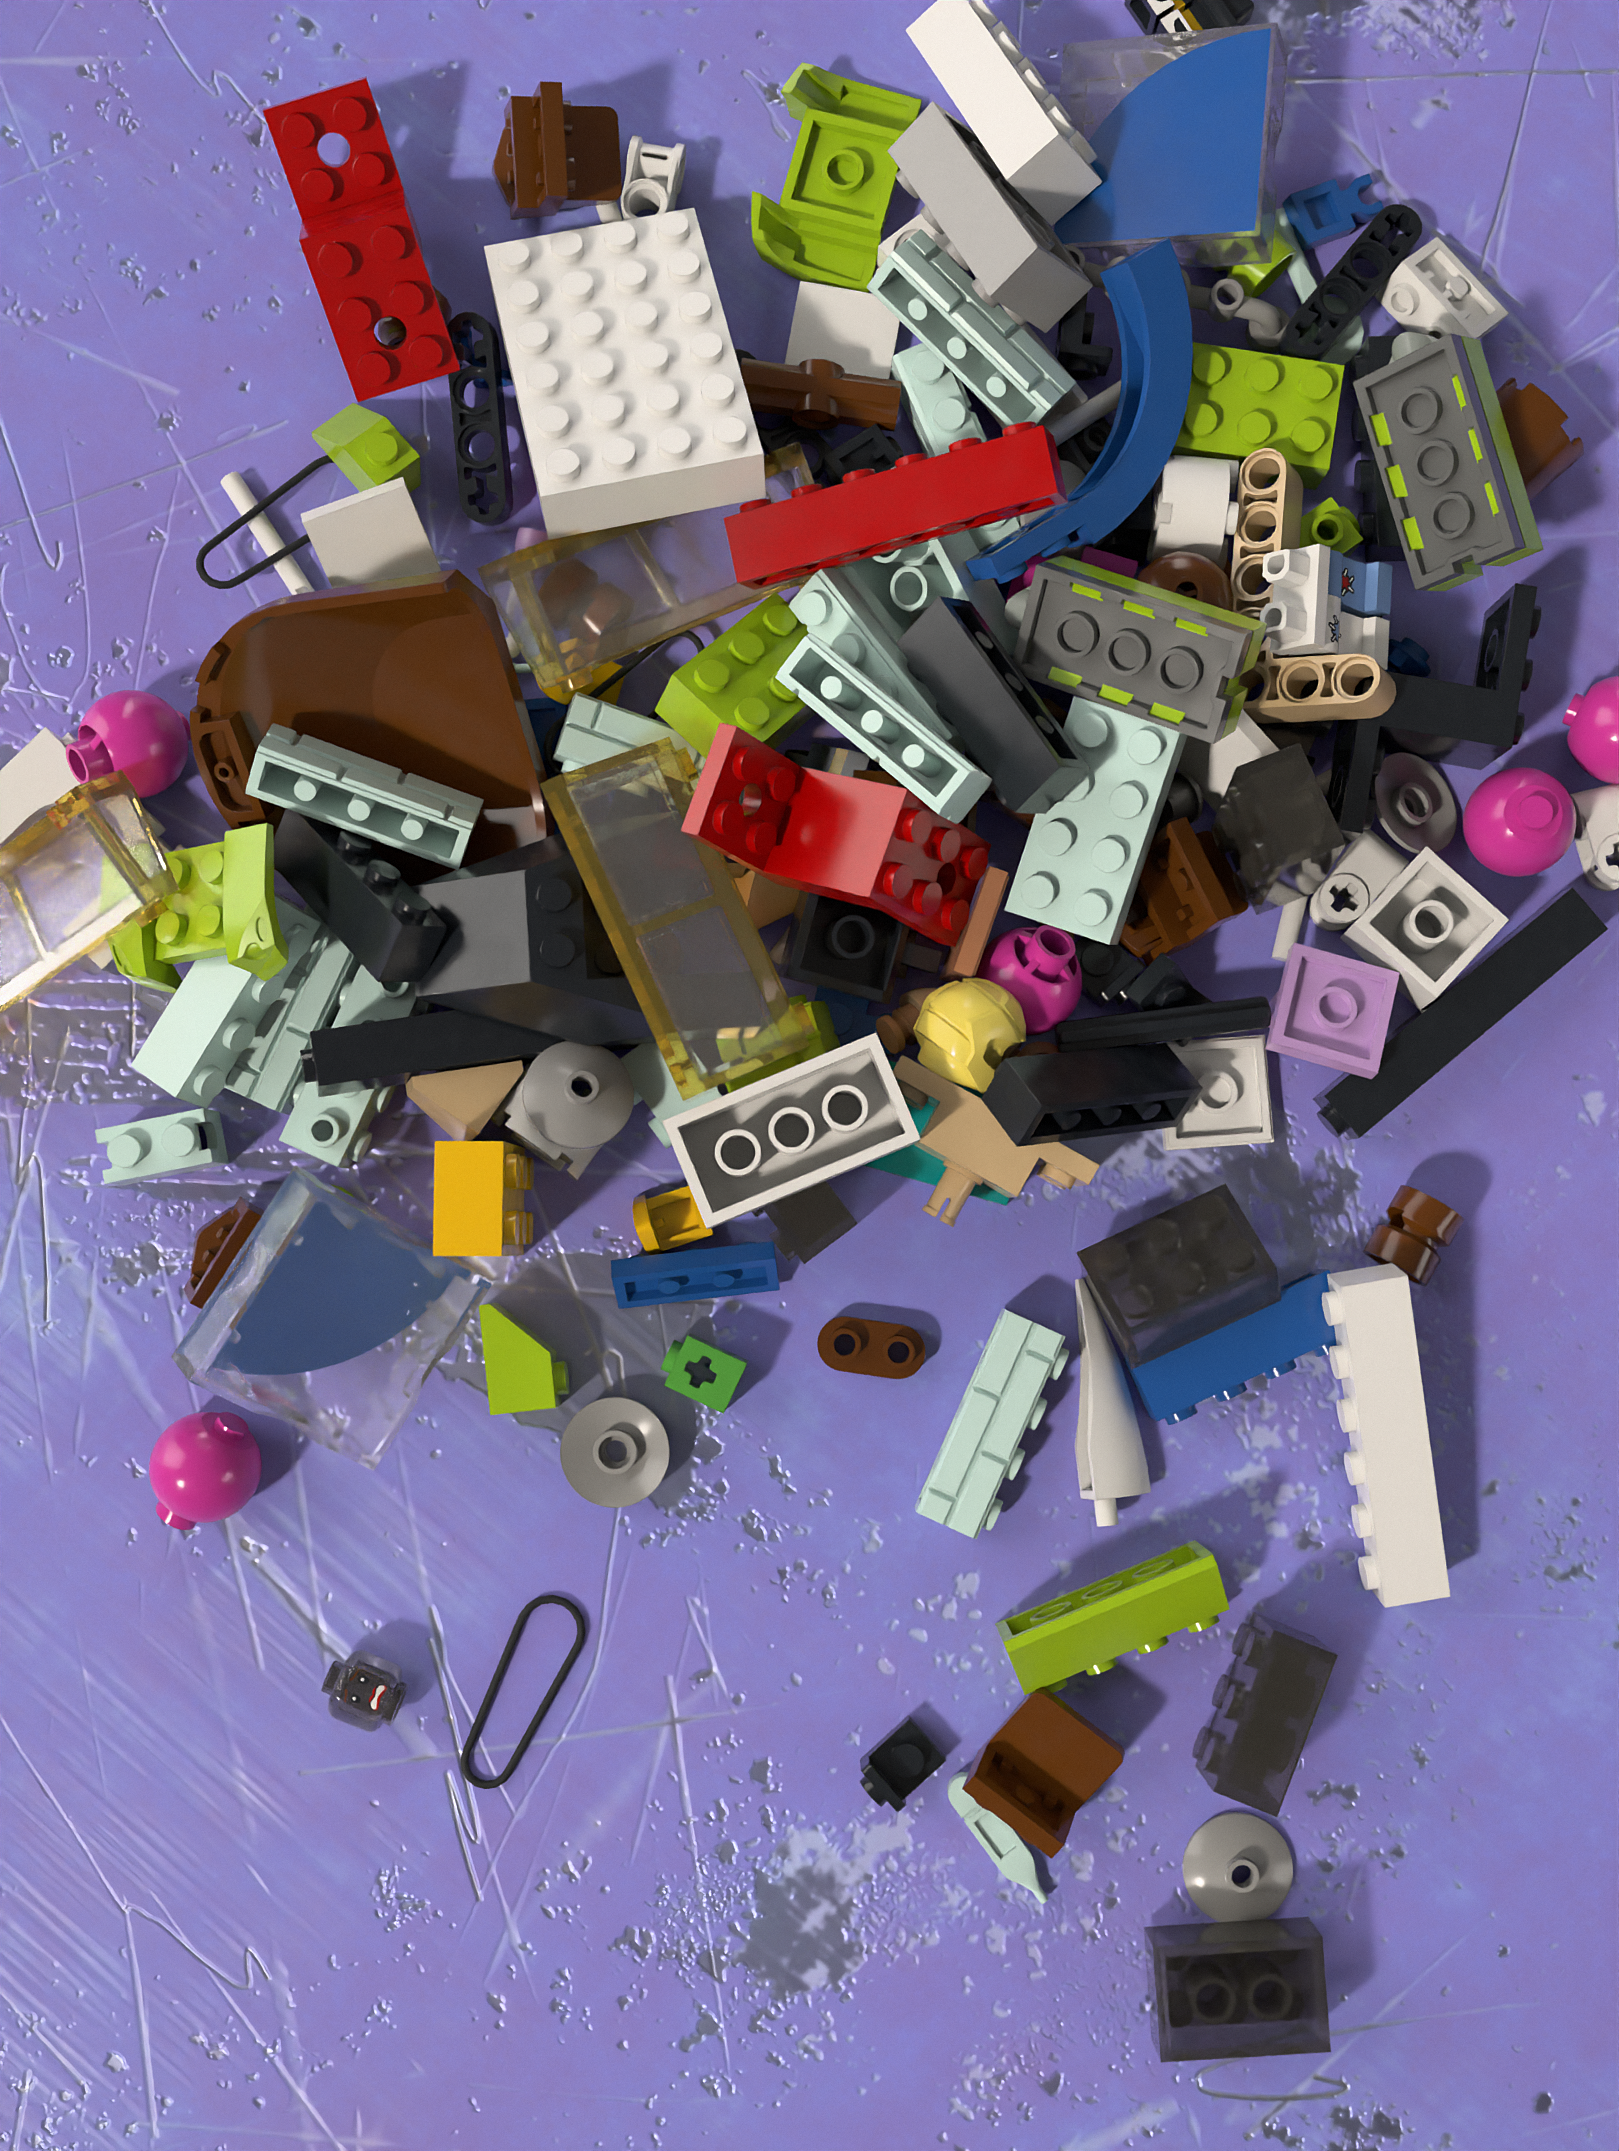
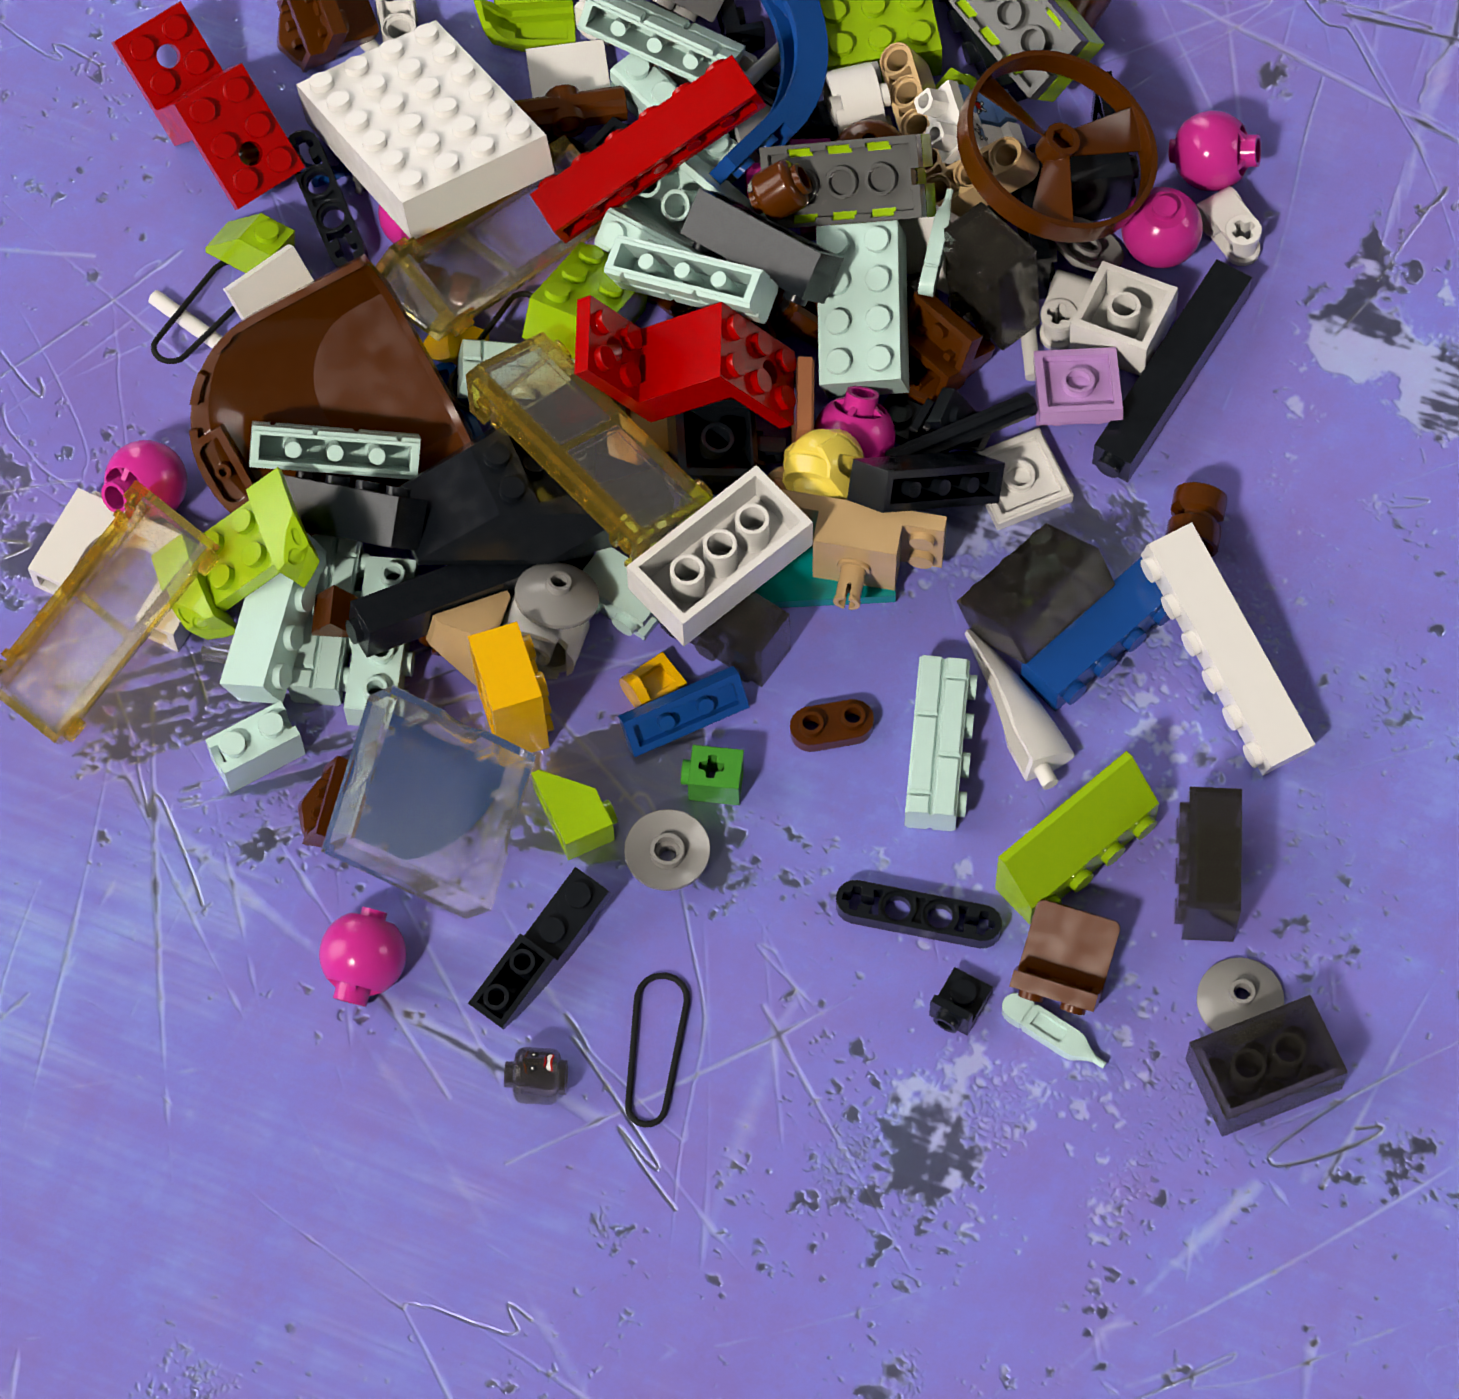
camera: 20 degrees left, 20 degrees down
(303, 1011) = (331, 612): none -> reddish brown slope
(420, 1532) = (542, 951): none -> black slope
(887, 1637) = (916, 921): none -> black beam
(1043, 636) = (780, 189): none -> reddish brown head
(1220, 773) = (935, 249): none -> light aqua piece
(1423, 693) = (1052, 206): none -> reddish brown piece

